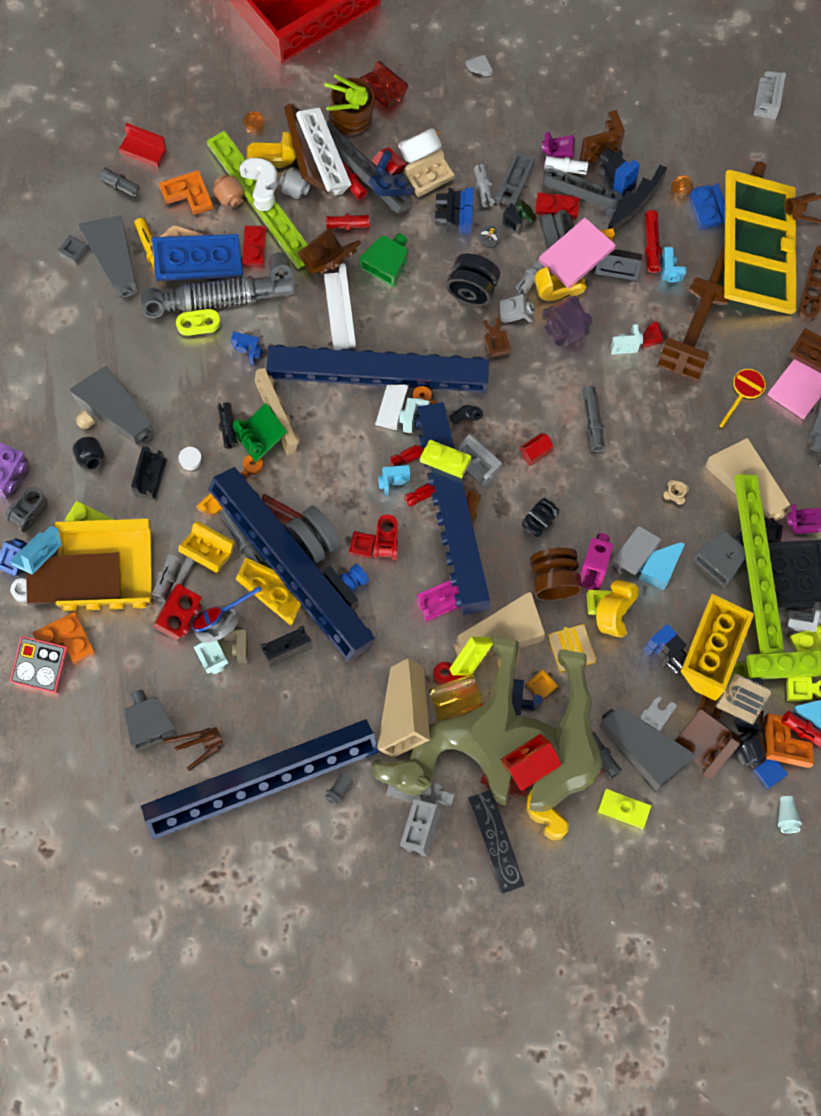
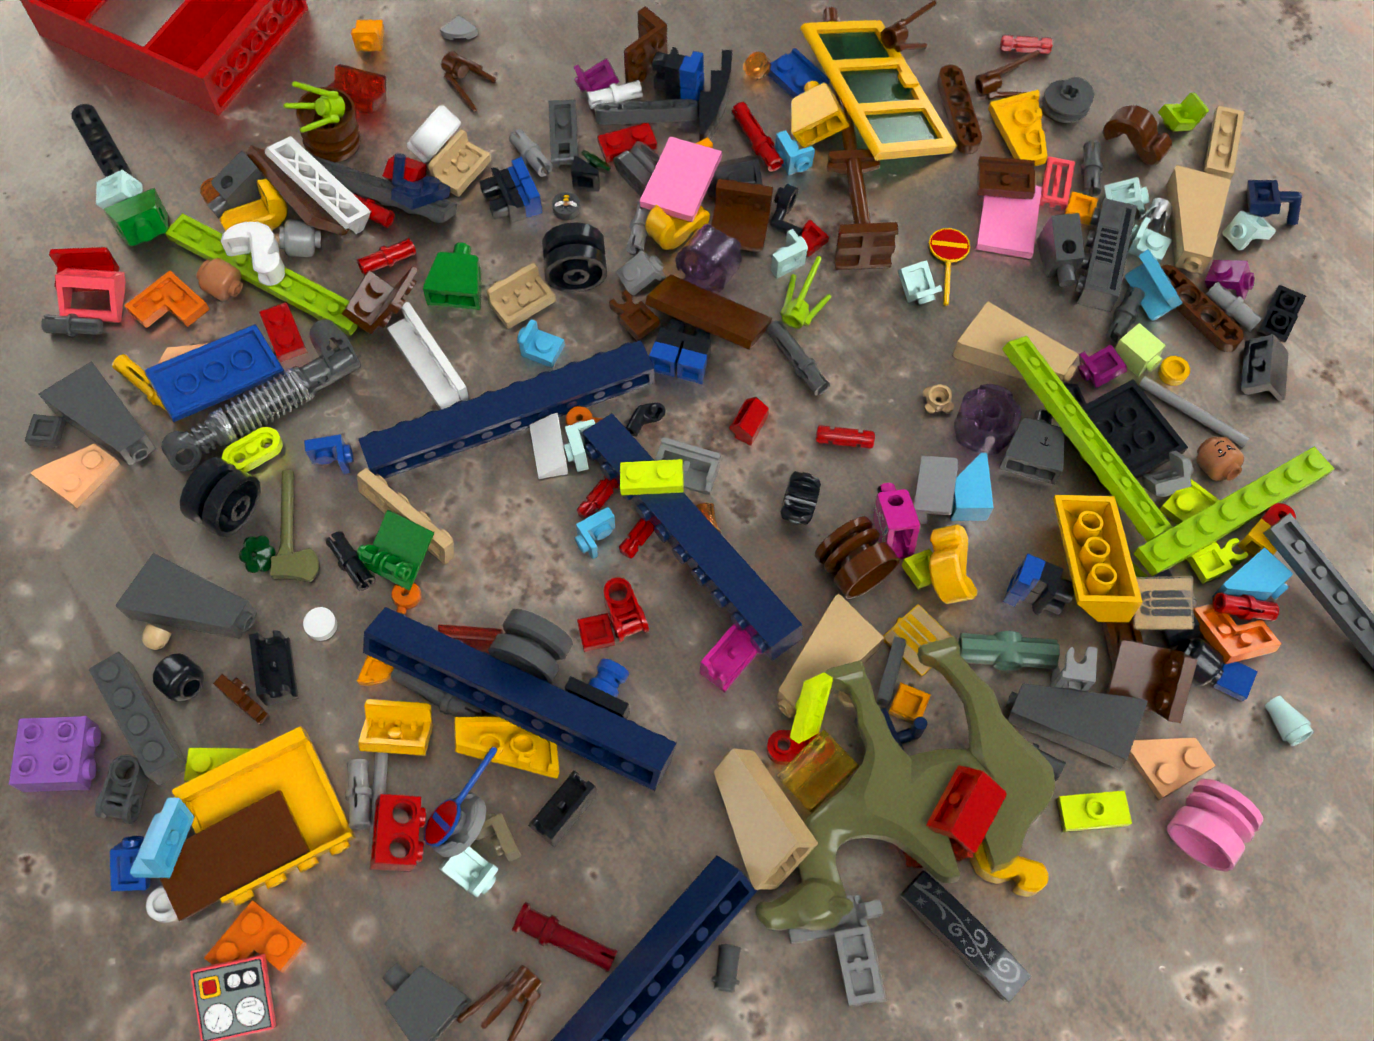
camera: 25 degrees left, 5 degrees down
(54, 468) = (139, 718): none -> dark grey brick
(81, 288) = (77, 474): none -> light nougat wing
(120, 479) = (237, 693): none -> reddish brown plate
(145, 156) = (91, 279): none -> coral tile
(163, 346) = (220, 496): none -> black wheel
(170, 394) = (257, 554): none -> dark green plant
(187, 409) = (289, 564): none -> olive piece
(189, 93) = (116, 189): none -> light aqua bracket
(192, 54) = (100, 145): none -> black beam
(194, 122) = (139, 217): none -> green torso
(242, 715) = (549, 930): none -> dark red pin
(268, 126) = (236, 185): none -> dark grey torso
(412, 44) = (368, 35): none -> light orange bracket
(421, 331) = (539, 345): none -> medium azure bracket
(424, 290) = (519, 296): none -> tan bracket
(464, 96) = (458, 67): none -> reddish brown plant
(513, 380) = (681, 352): none -> hips
(539, 659) = (891, 672): none -> dark grey tile
(548, 358) = (708, 311): none -> reddish brown tile
(596, 489) = (845, 436): none -> red axle
(608, 297) = (743, 212): none -> reddish brown bracket
(610, 384) = (796, 312): none -> lime plant
(625, 681) = (1009, 650): none -> sand green piece
(646, 300) = (785, 201): none -> black plate
(691, 512) = (987, 419): none -> clear purple brick
(693, 803) = (1169, 763): none -> light nougat wing
(694, 852) = (1215, 824): none -> bright pink wheel
(703, 243) = (816, 114): none -> yellow torso
(708, 402) = (918, 283): none -> light aqua bracket

